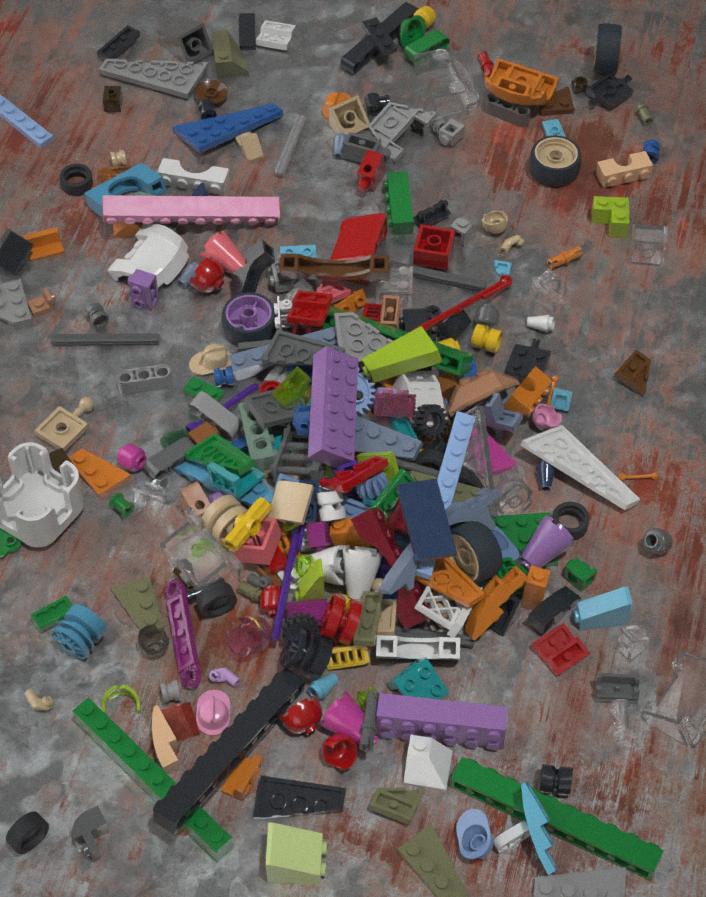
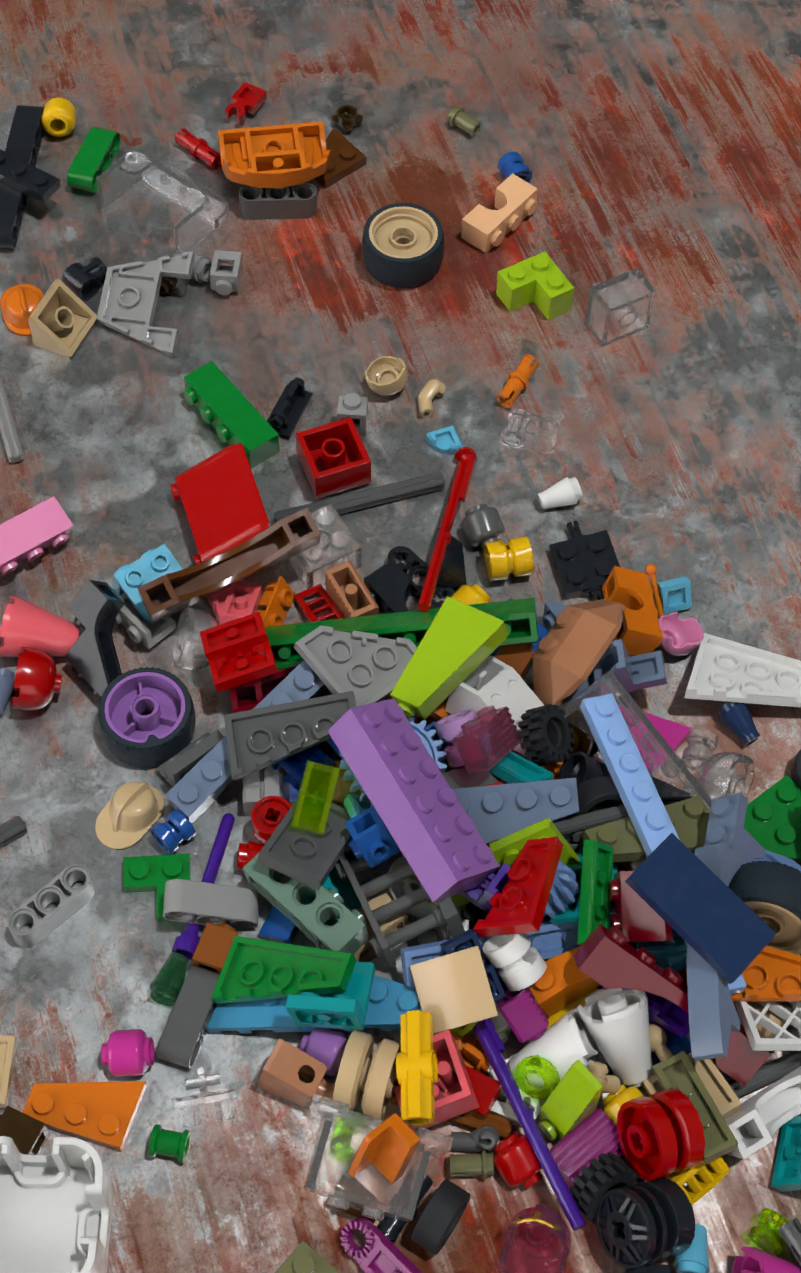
camera: 35 degrees left, 5 degrees up
(207, 550) = (387, 1148): none -> orange panel
(282, 308) = (198, 681): white hinge -> none
(331, 583) = (610, 1083): none -> tan arm
(338, 142) = (77, 366): sand blue cone -> none
(356, 146) = (125, 357): dark grey brick -> none
(370, 171) = (157, 388): red torso -> none
(412, 29) = (56, 145): green piece -> none
(531, 51) = (245, 99): none -> red plate
(552, 127) = (360, 201): medium azure plate -> none
(607, 48) = (356, 49): black wheel -> none
(610, 91) = (394, 109): black plate -> none
(635, 372) = (735, 501): reddish brown wing -> none

